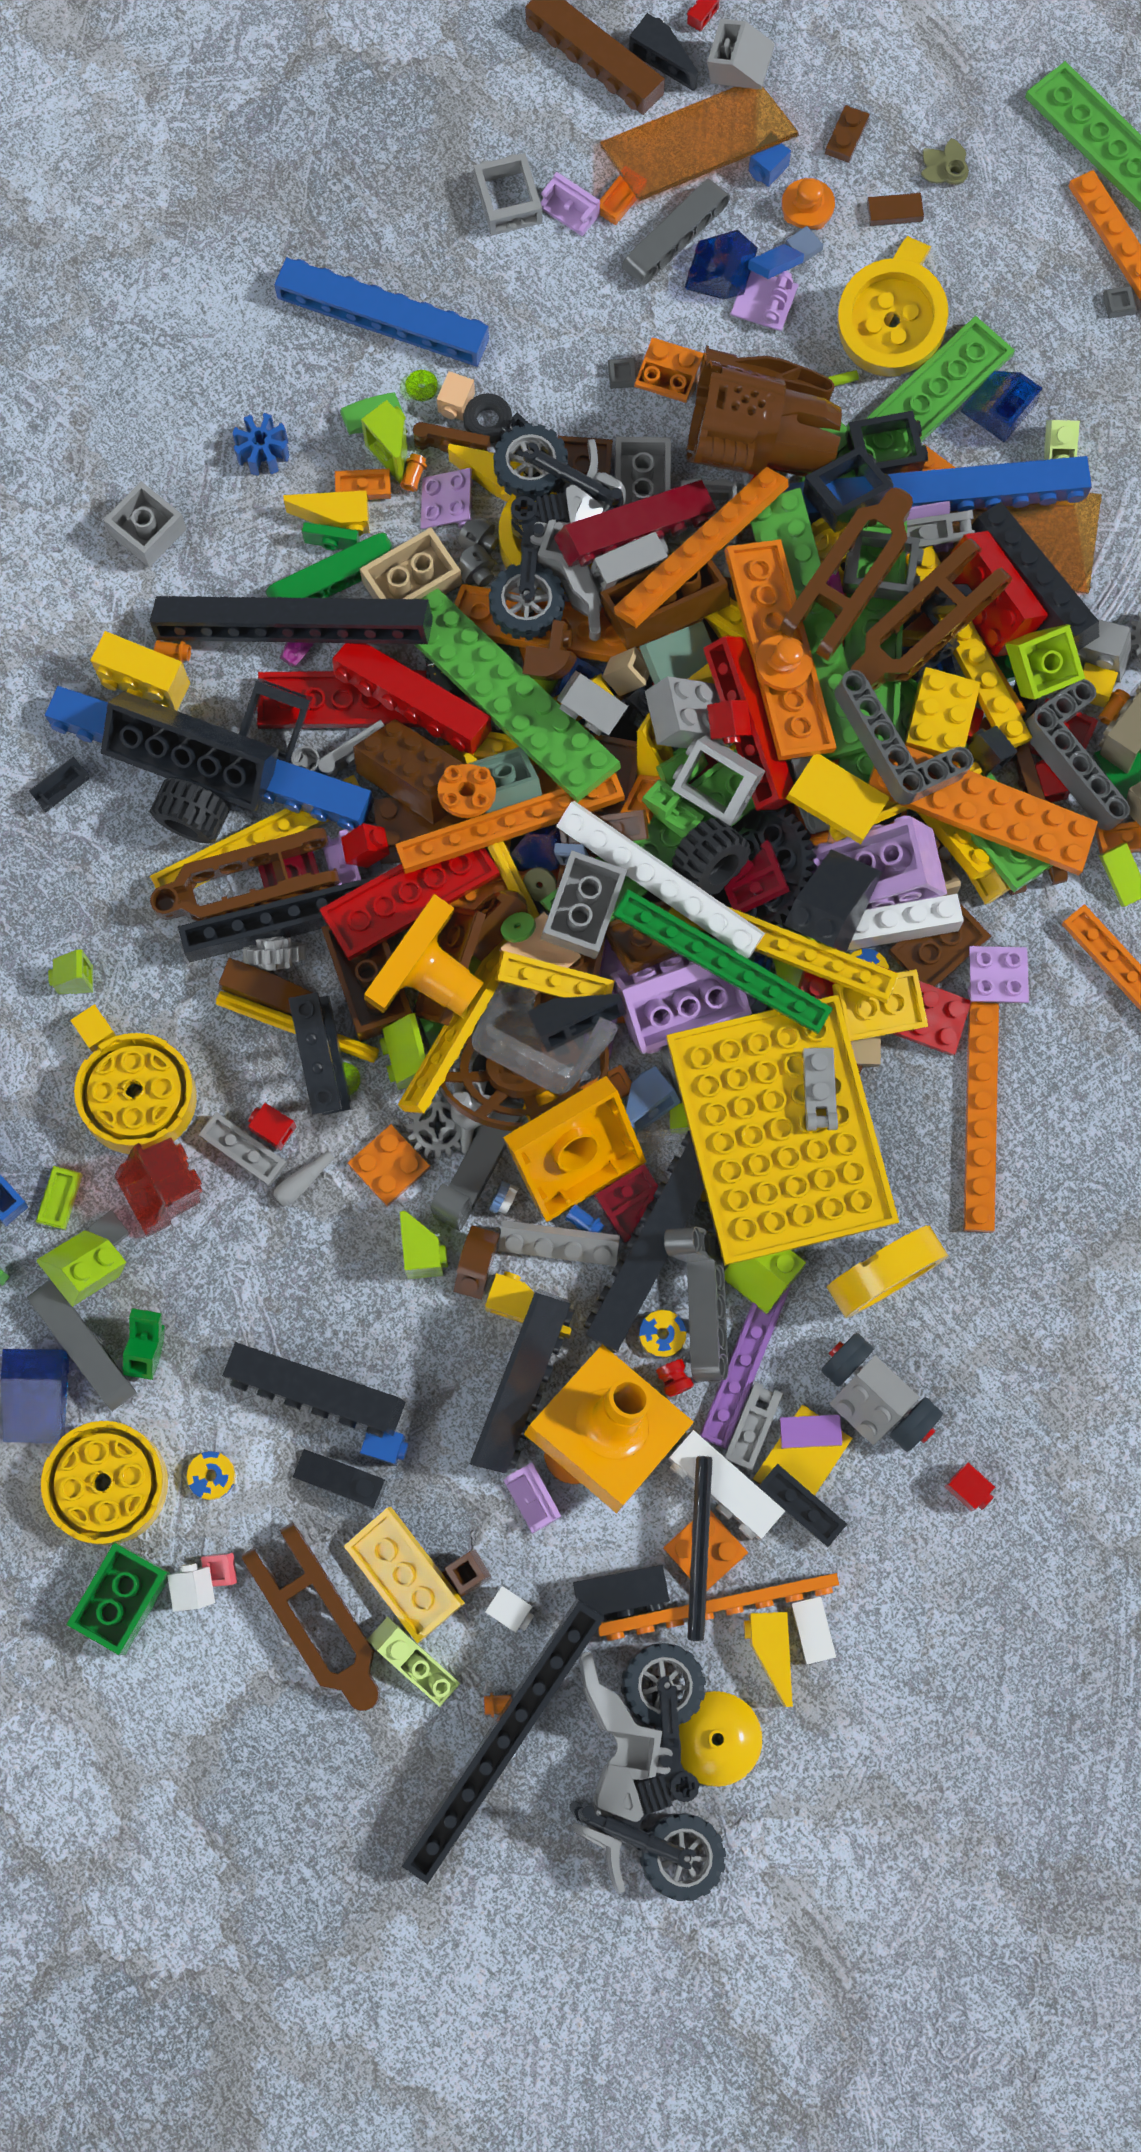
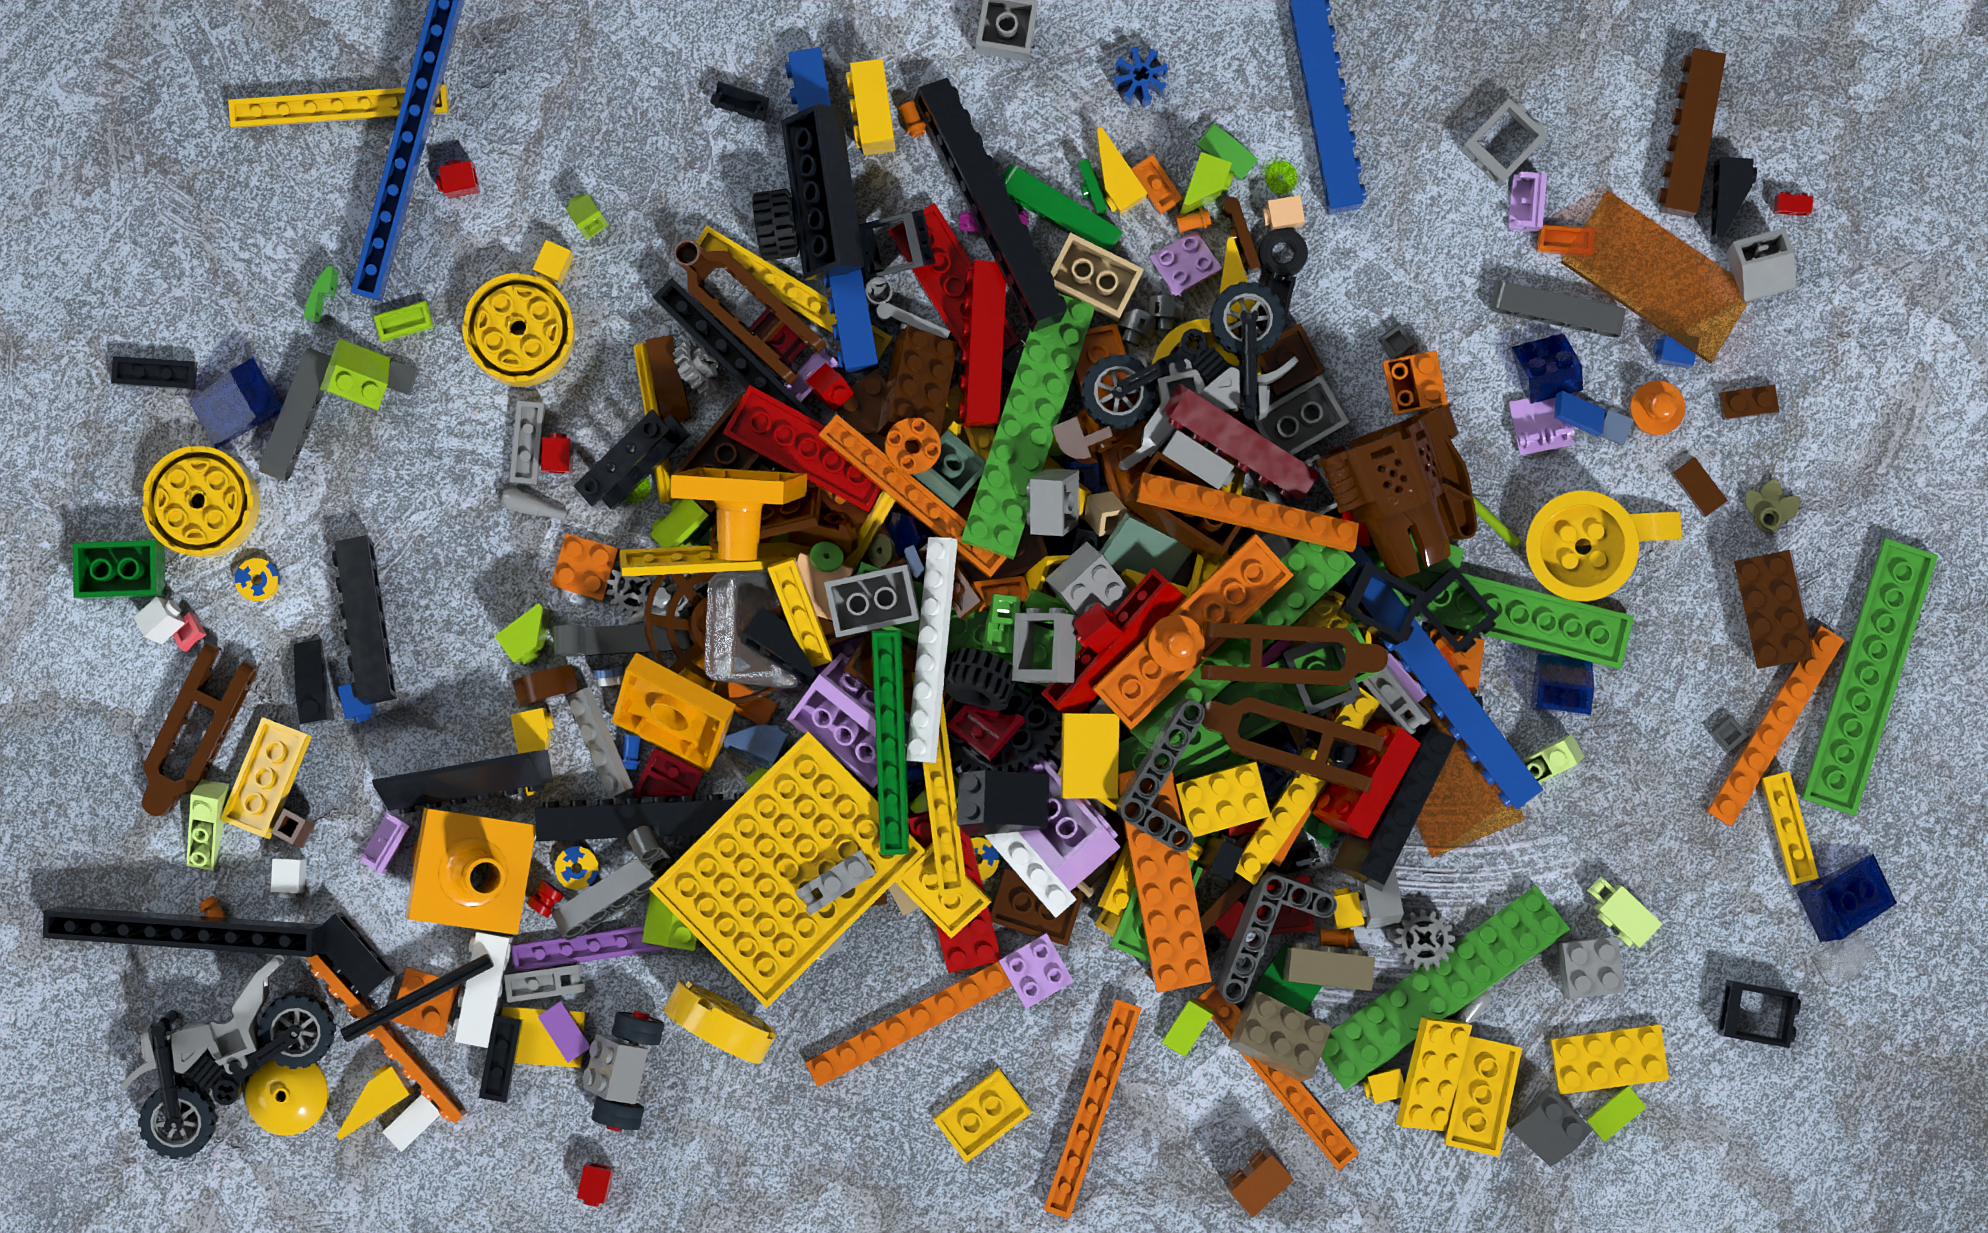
camera: 60 degrees right, 10 degrees up
(144, 1344) = (323, 464): green brick -> none
(158, 1184) = (455, 396): clear red piece -> none
(1036, 202) = (1774, 609): none -> reddish brown brick
(1045, 661) = (1326, 858): lime slope -> none
(1102, 1100) = (982, 1115): none -> yellow tile

